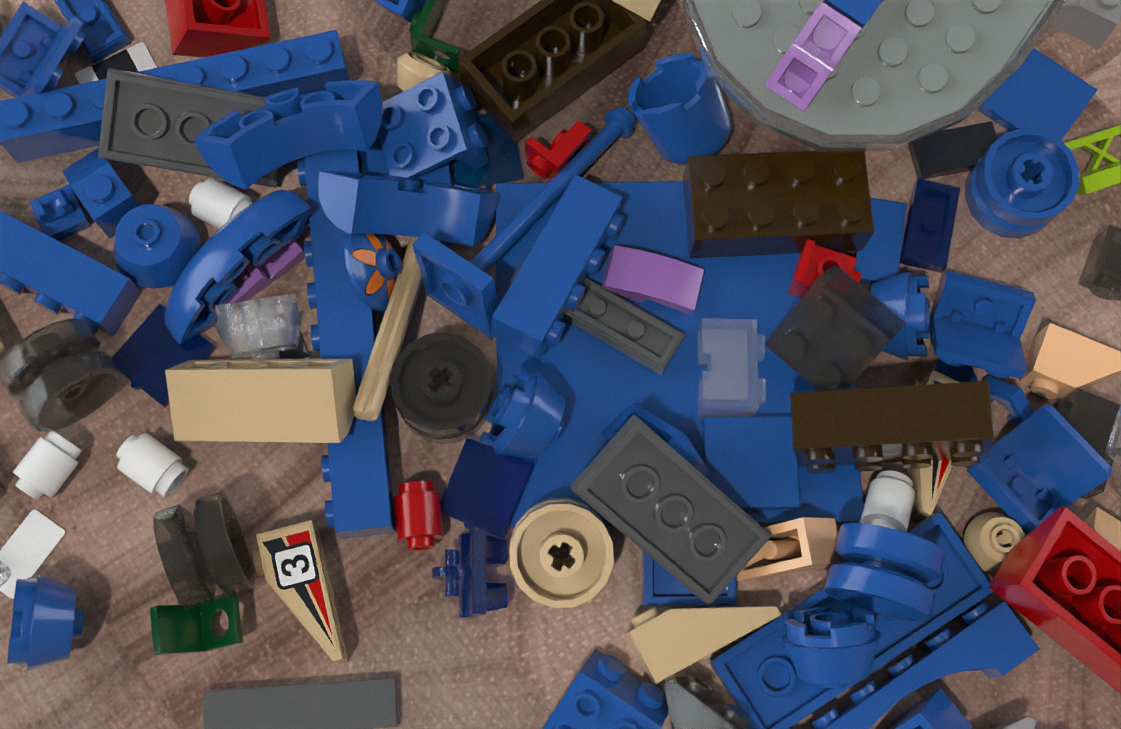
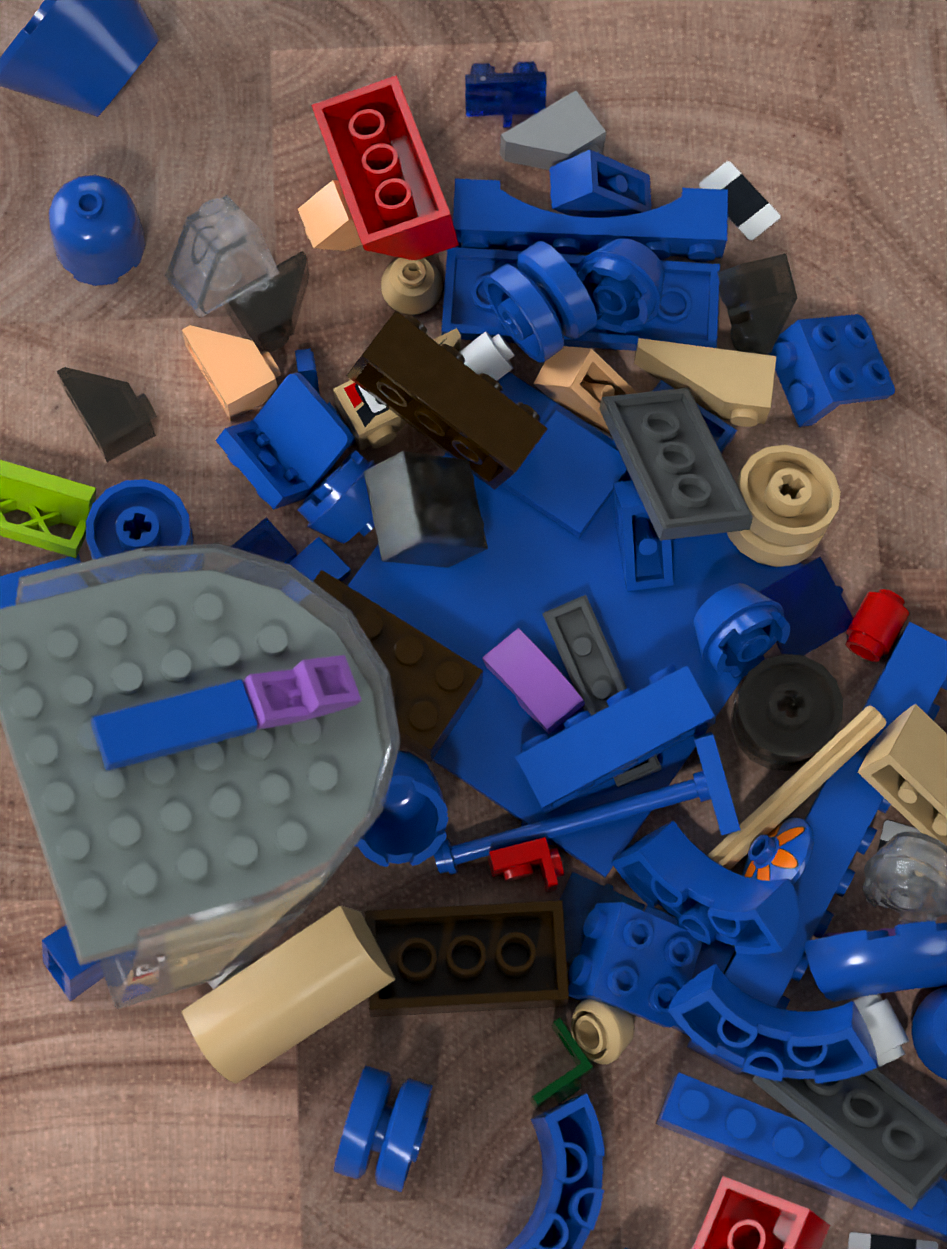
camera: 145 degrees left, 0 degrees up
(466, 573) = (867, 549): clear blue hips -> none
(732, 356) = (520, 564): clear brick -> none
(813, 261) = (388, 592): red brick -> none
(1039, 468) = (340, 305): blue bracket -> none

